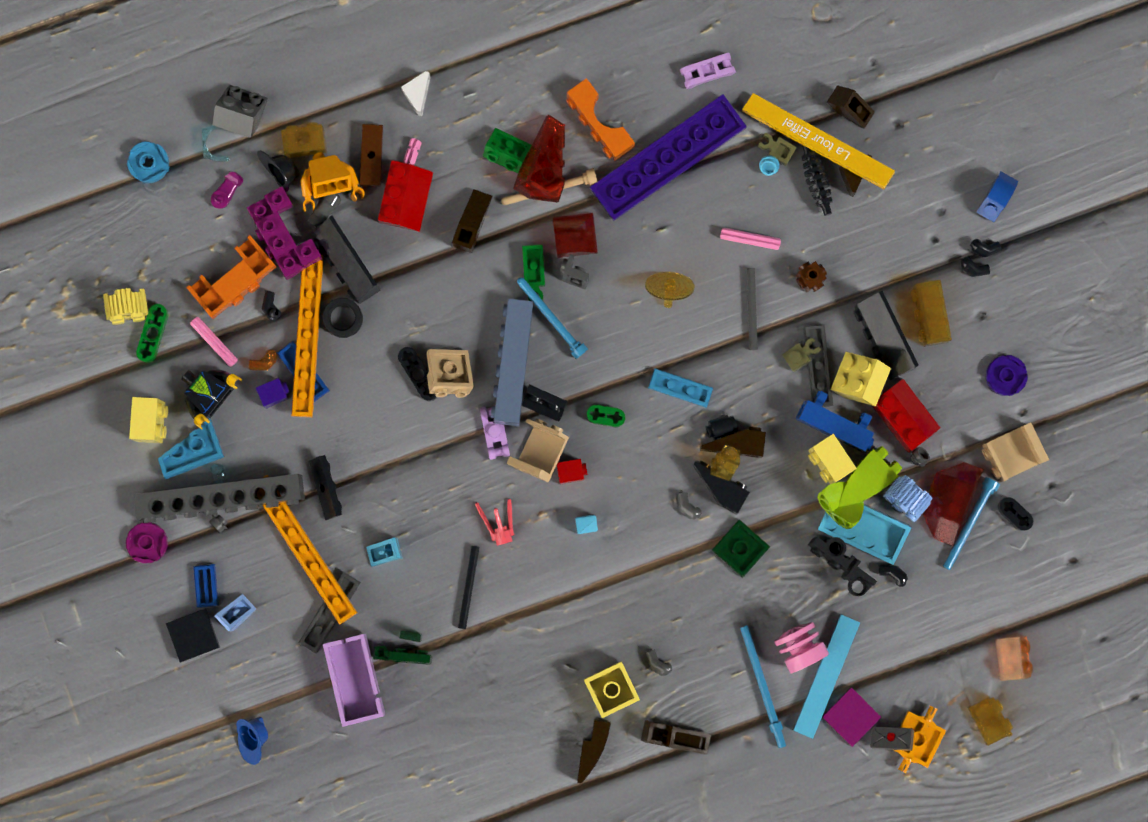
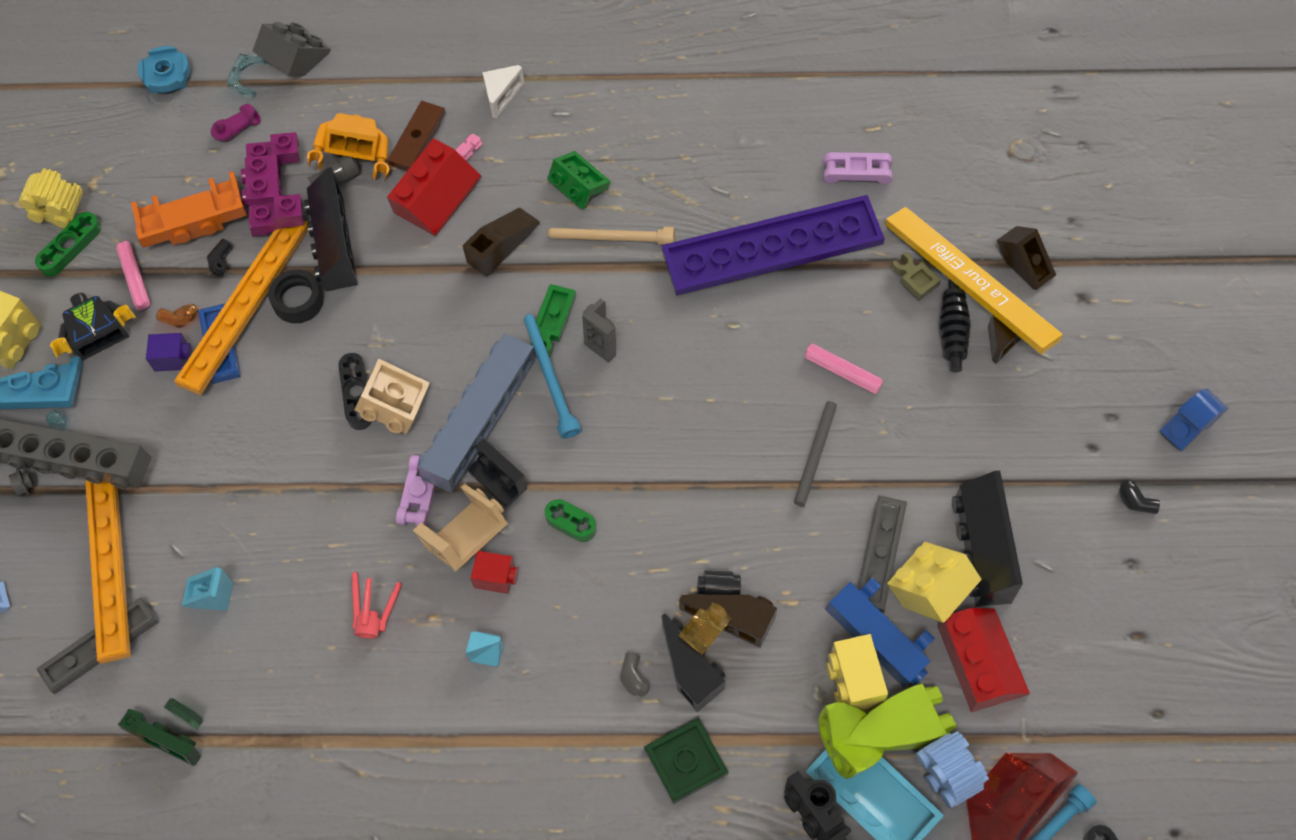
camera: 25 degrees right, 20 degrees down
(280, 167) = (305, 115): black piece -> none
(315, 144) = (346, 97): clear yellow brick -> none
(325, 487) = (173, 484): black tile -> none
(354, 680) = (76, 743): lavender piece -> none
(468, 587) = (292, 679): black bar -> none
(542, 169) = (613, 207): clear red wedge -> none
(575, 235) = (624, 295): clear red slope -> none
(615, 140) = (713, 204): orange arch -> none
(669, 287) = (718, 389): clear yellow shield -> none
(680, 388) = (684, 519): dark azure tile -> none
(769, 165) = (898, 291): medium azure plate -> none
(799, 355) = (858, 528): olive plate -> none
(807, 283) = (908, 435): reddish brown brick -> none
(920, 456) = (987, 721): dark grey plate -> none
(931, 313) = (1060, 535): clear yellow brick -> none
(985, 250) = (1158, 480): black arm -> none
(1006, 375) = (1146, 655): dark purple tile -> none
(1014, 452) = (1131, 765): tan panel -> none

